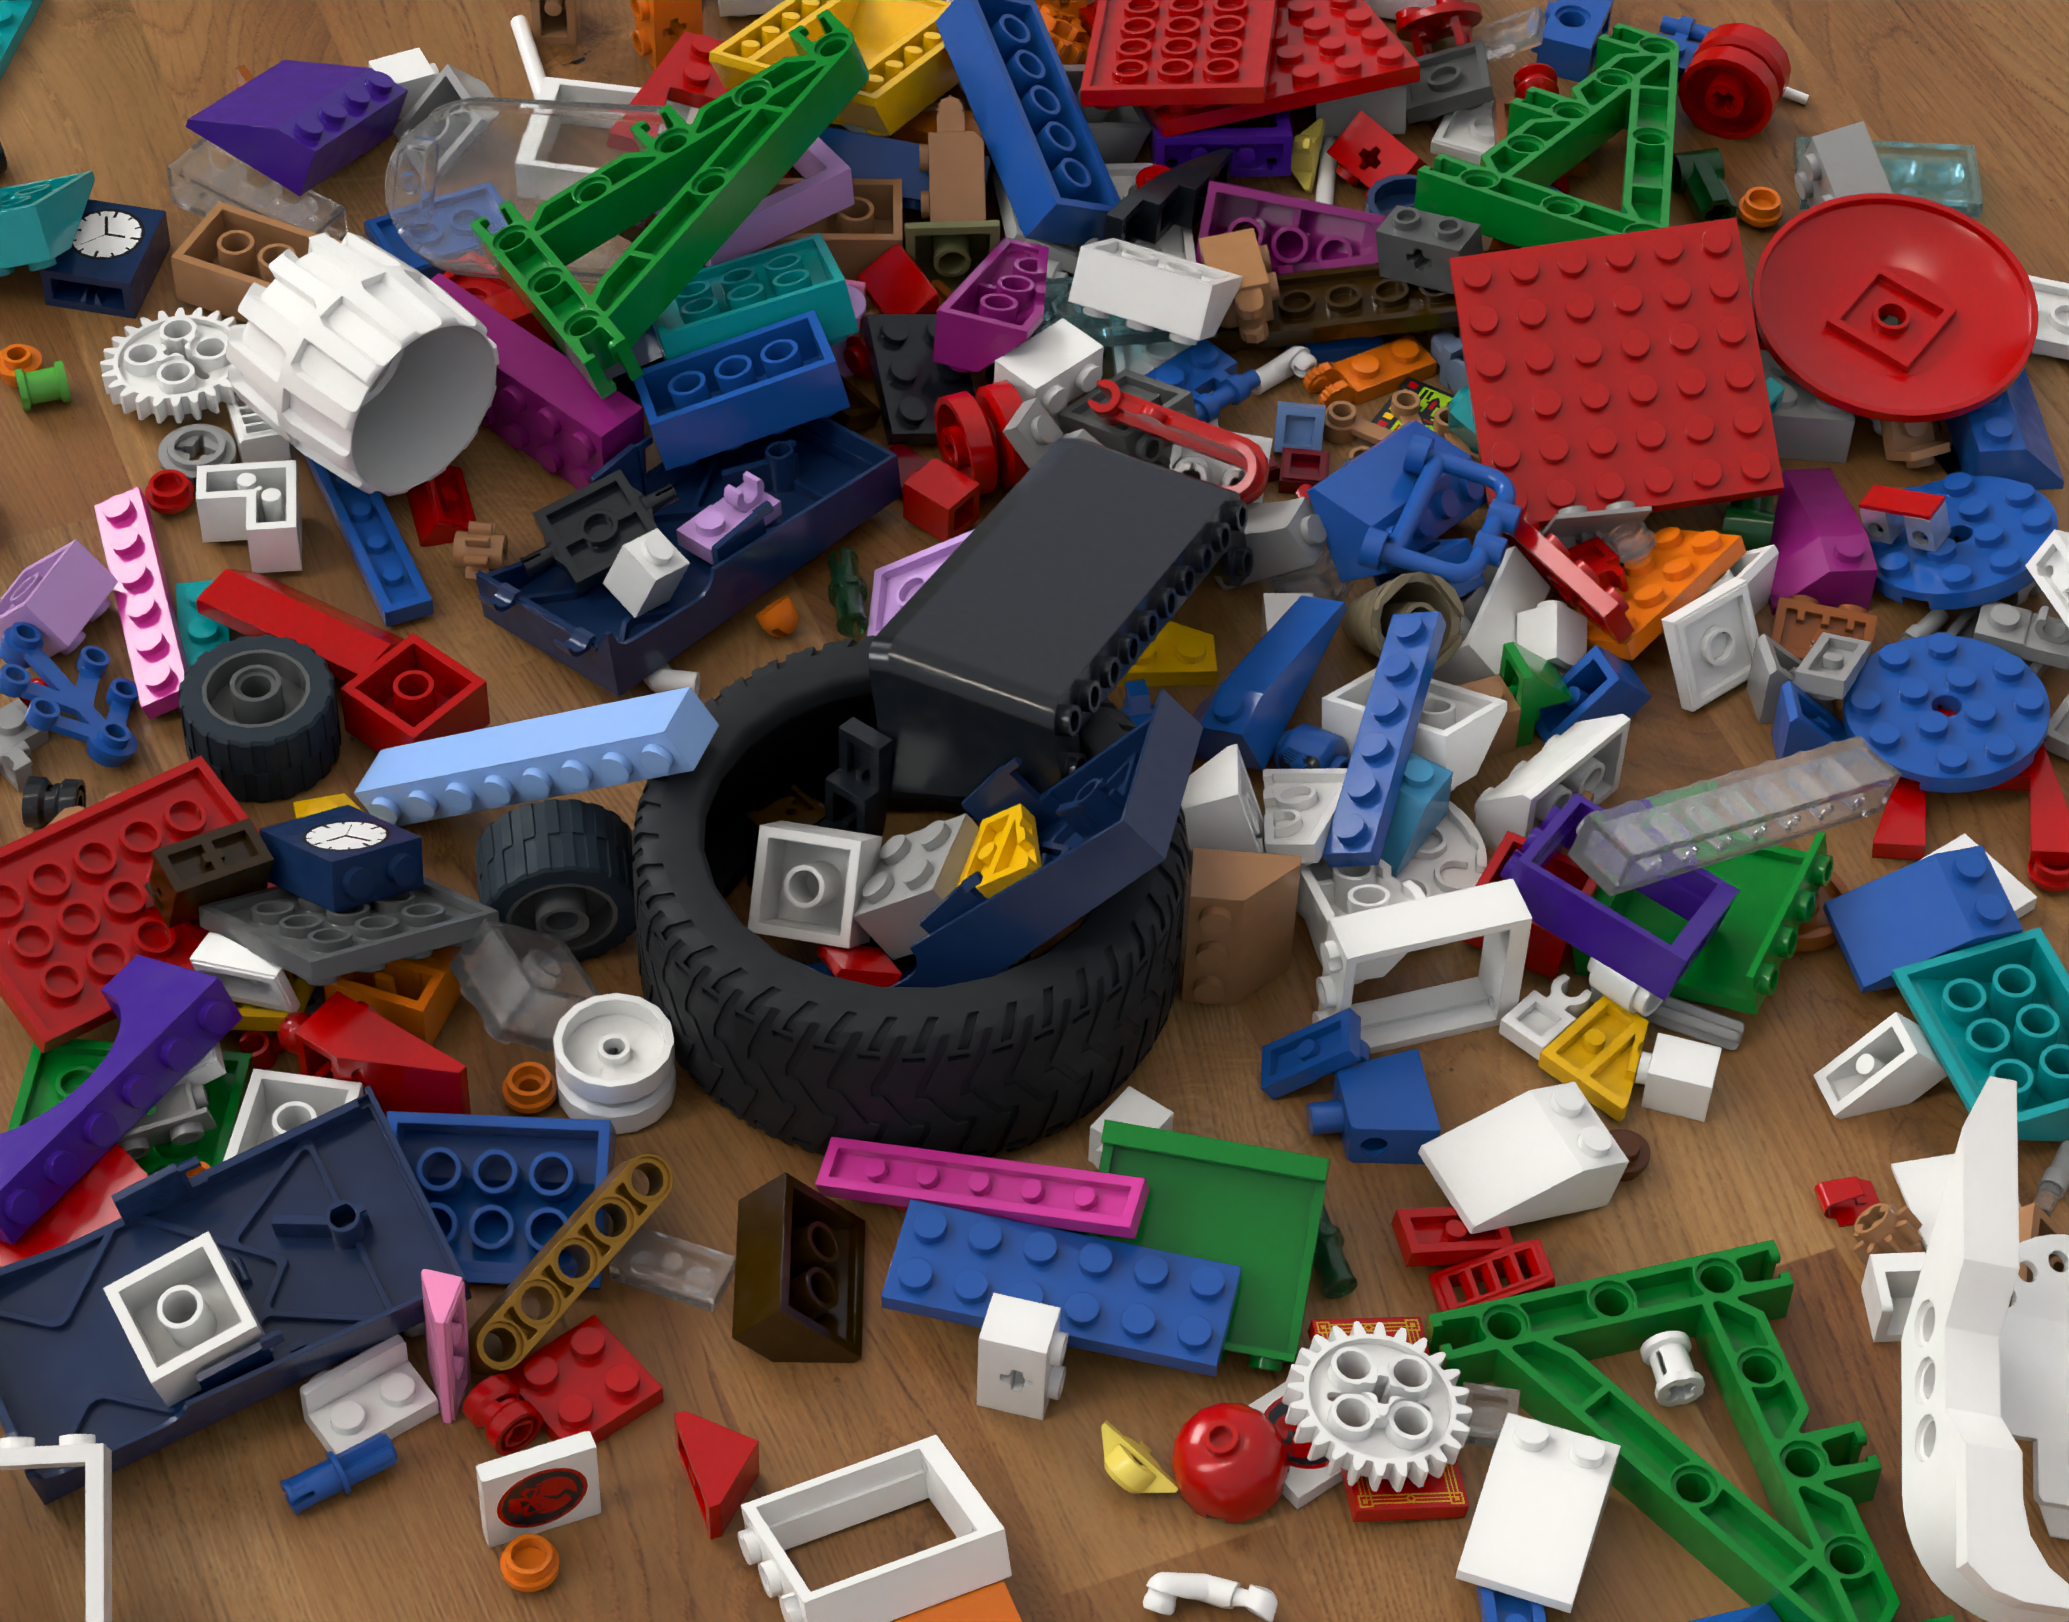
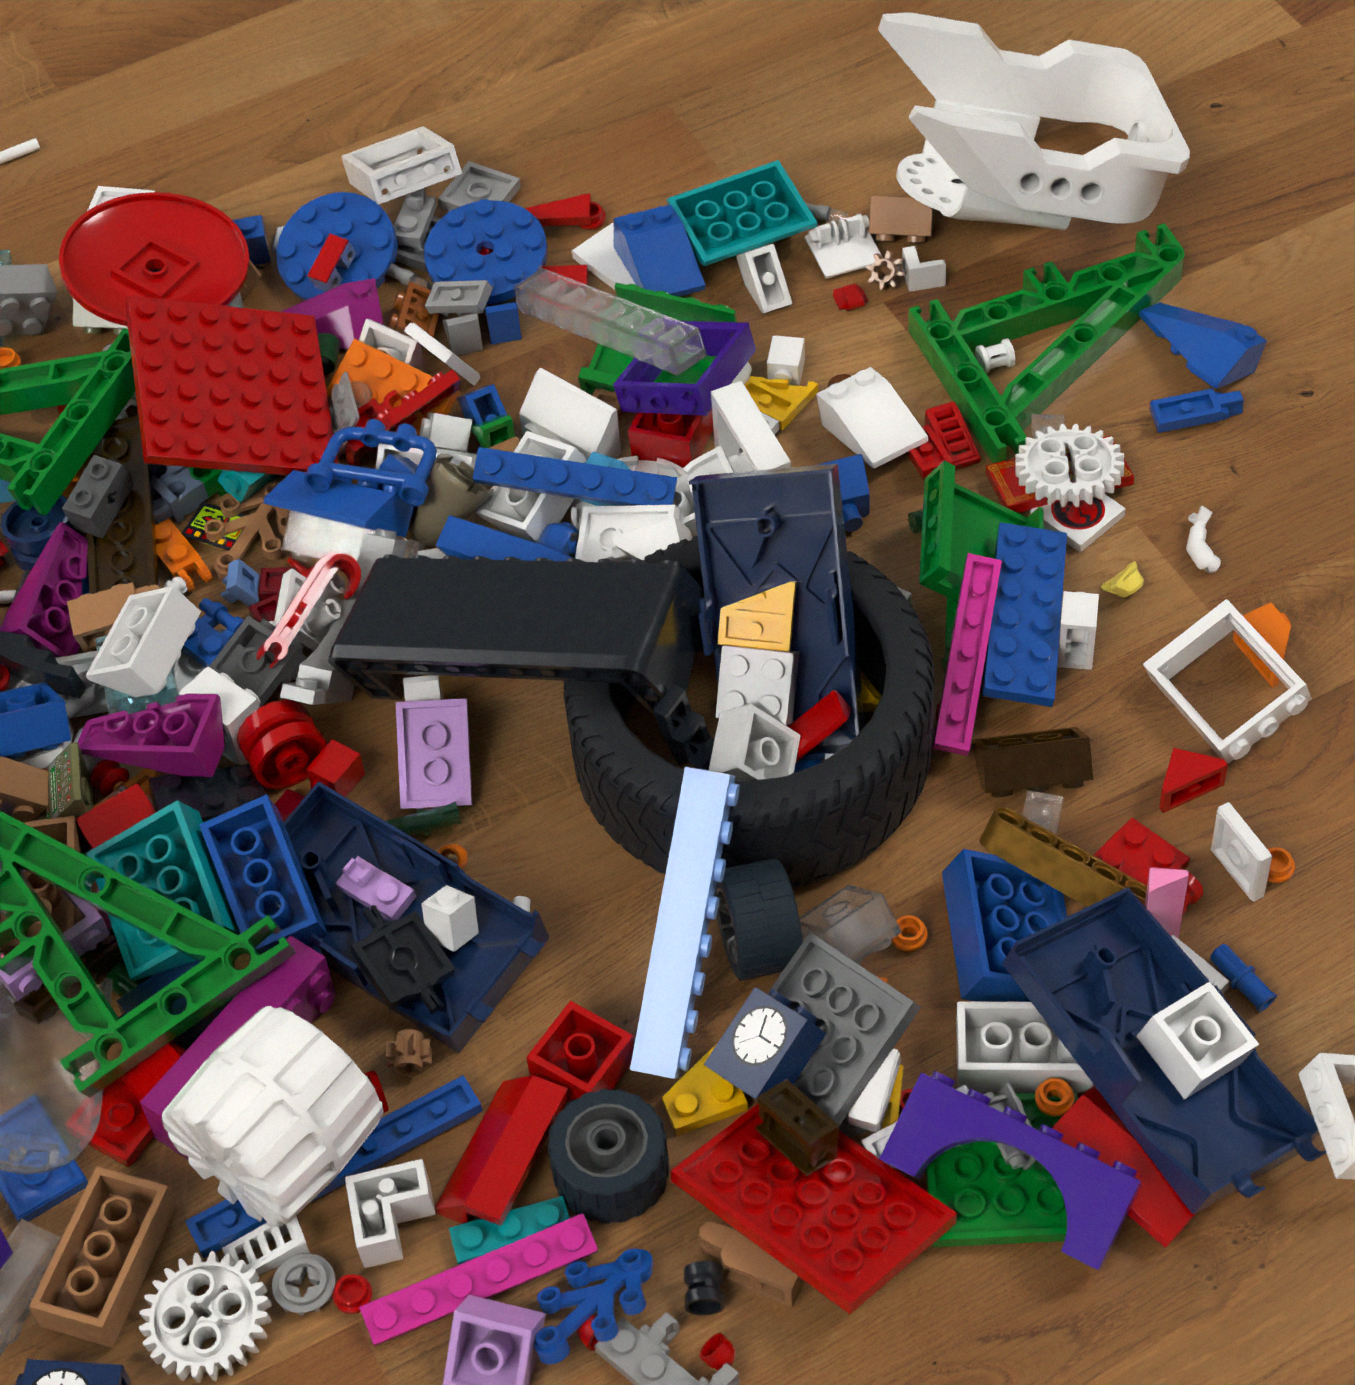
camera: 90 degrees left, 5 degrees up
(358, 1045) = (933, 1028): red slope -> none
(615, 1061) = (895, 866): white wheel -> none
(1230, 1462) = (1114, 535): red cylinder -> none
(1538, 1512) = (1115, 398): white slope -> none

